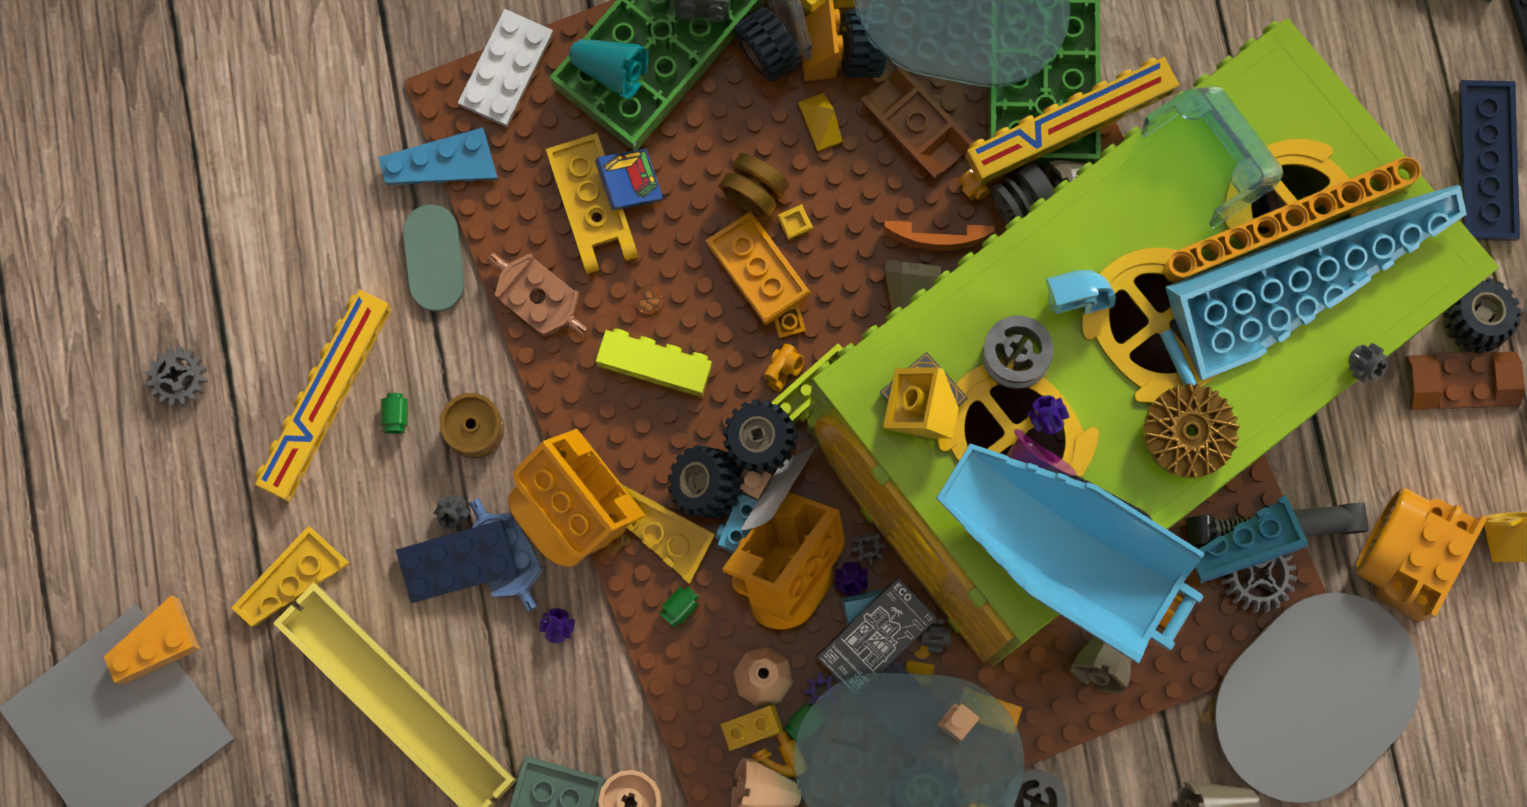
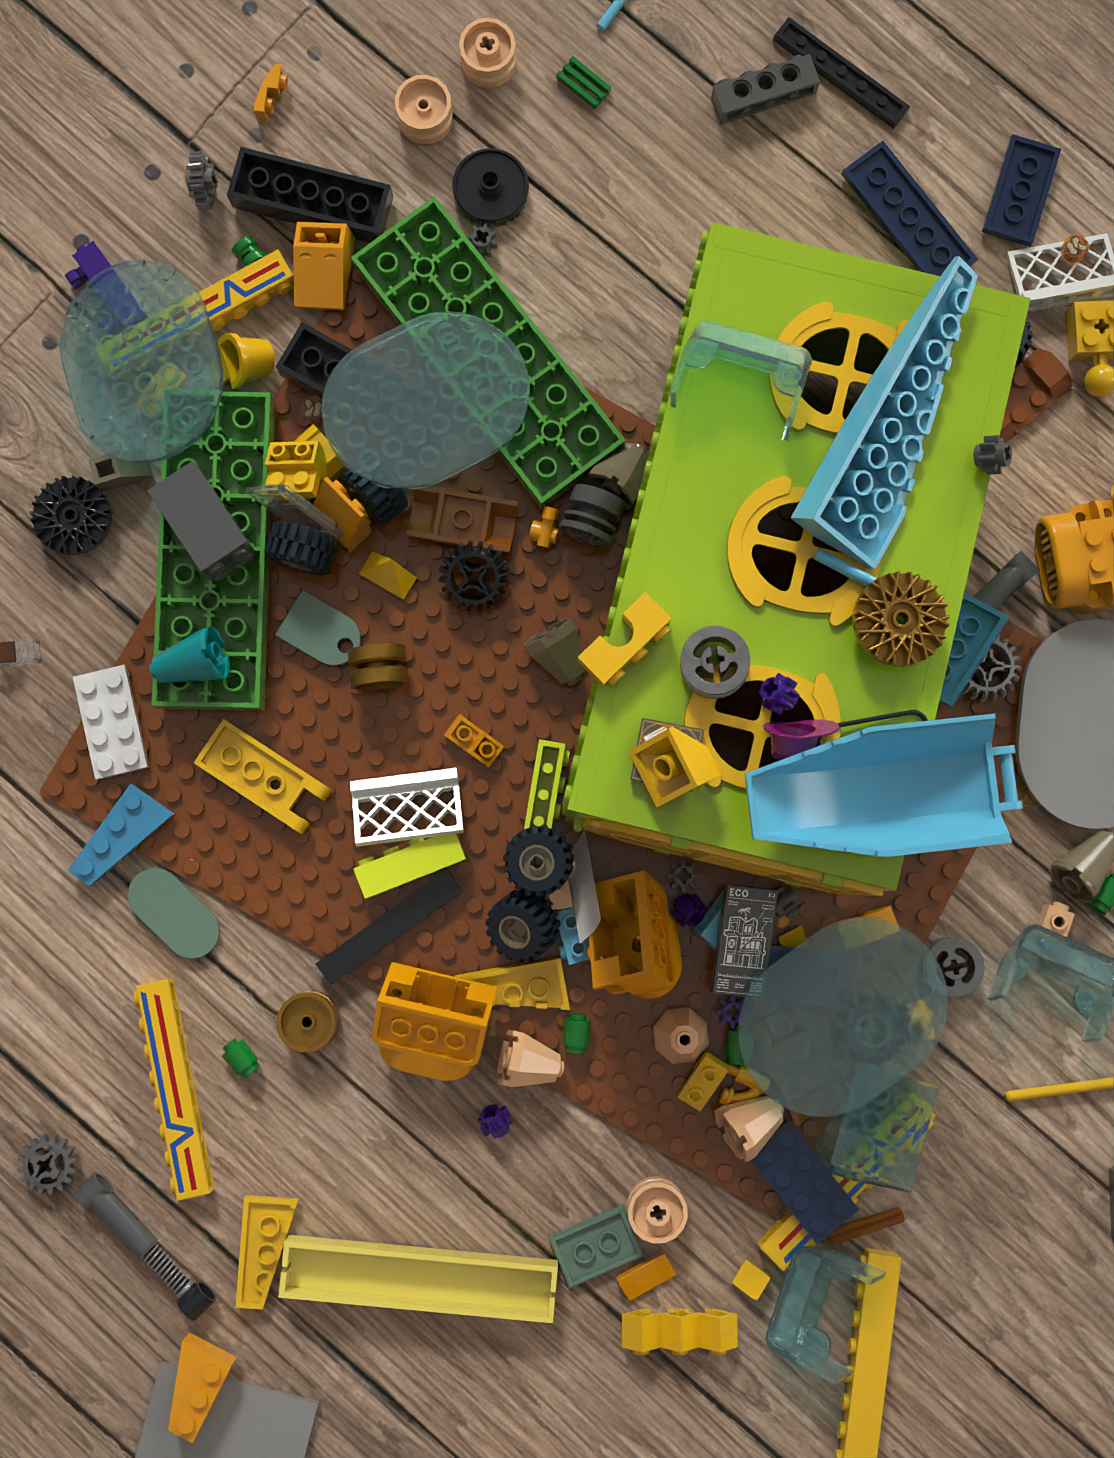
camera: 40 degrees left, 5 degrees up
(195, 434) = (98, 1197): none -> piece
(452, 511) = (345, 1098): dark grey gear -> none
(456, 561) = (380, 1134): dark blue plate -> none
(526, 561) = (390, 1100): medium blue plate -> none
(528, 275) = (256, 877): nougat plate -> none
(596, 402) = (388, 927): none -> black tile
(622, 596) = (527, 1061): none -> light nougat cone
(628, 179) = (276, 736): tile -> none
(698, 301) = (406, 786): none -> white fence
(729, 122) = (318, 630): none -> sand green tile
(758, 268) = (430, 727): light orange tile -> none
(782, 364) = (508, 784): light orange plate -> none
(795, 222) = (430, 669): yellow tile -> none
(890, 186) = (458, 591): none -> black gear
(902, 233) = (519, 613): orange slope -> none
(934, 289) = (606, 661): none -> yellow arch
(958, 722) = (859, 959): light nougat brick -> none
(1072, 120) = (582, 427): yellow brick -> none
(1079, 290) = (725, 575): medium azure brick -> none
(1304, 212) = (850, 371): light orange beam -> none

